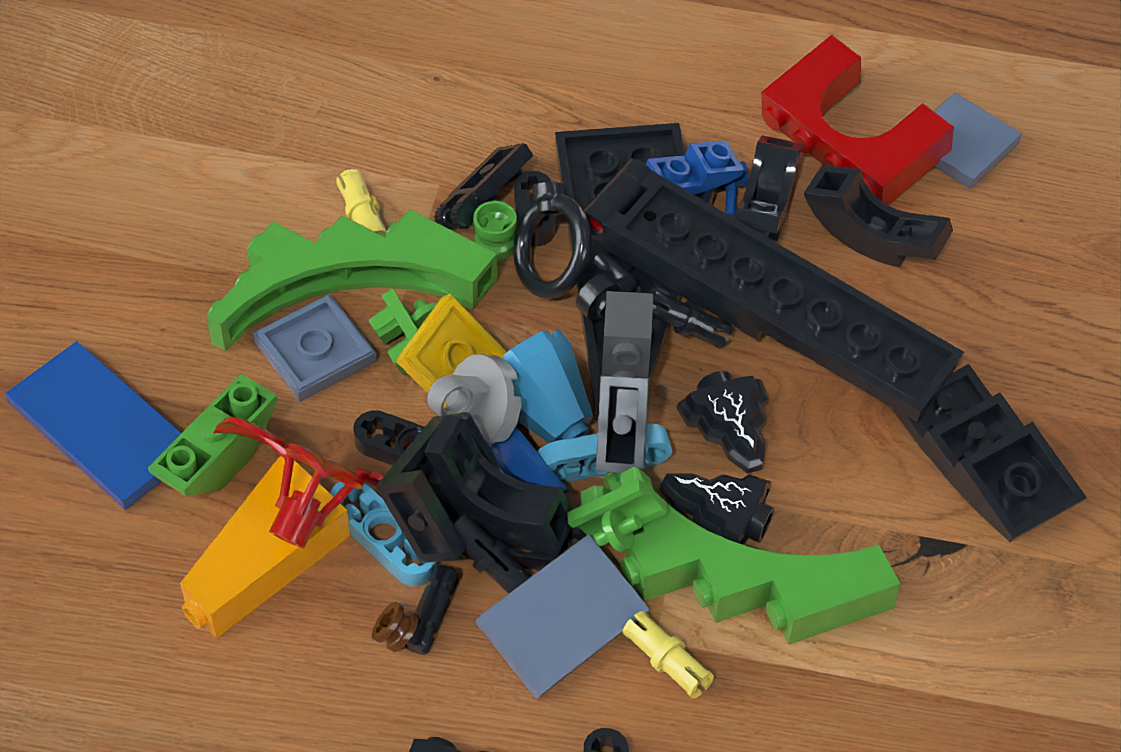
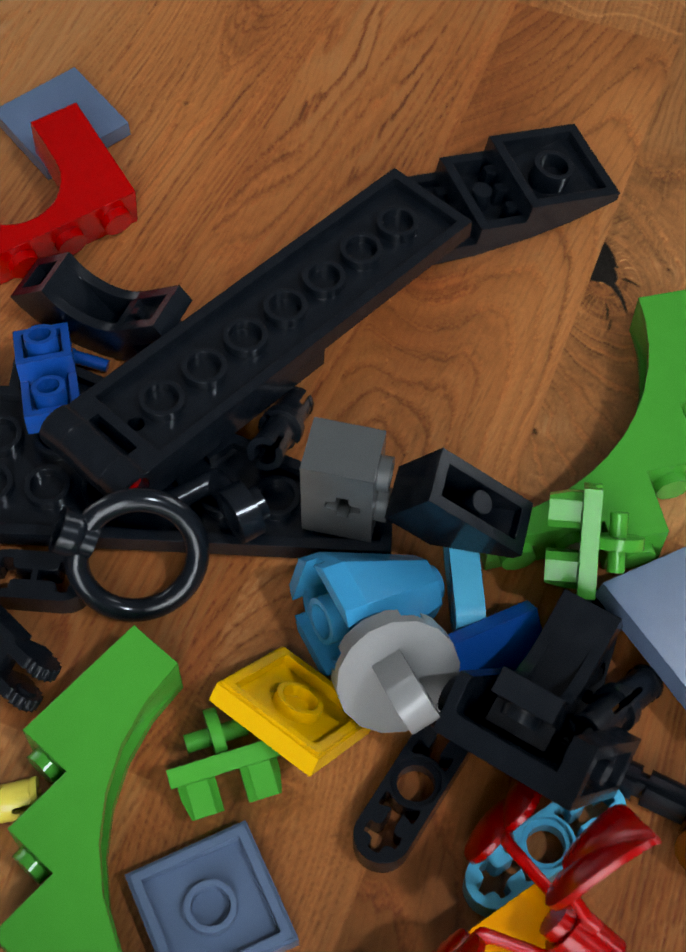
camera: 80 degrees left, 5 degrees up
(495, 228) = (68, 617): bright green wheel -> none
(722, 504) = (553, 441): black rock -> none
(730, 415) = (427, 414): black rock -> none
(869, 225) = (182, 218): black arch -> none

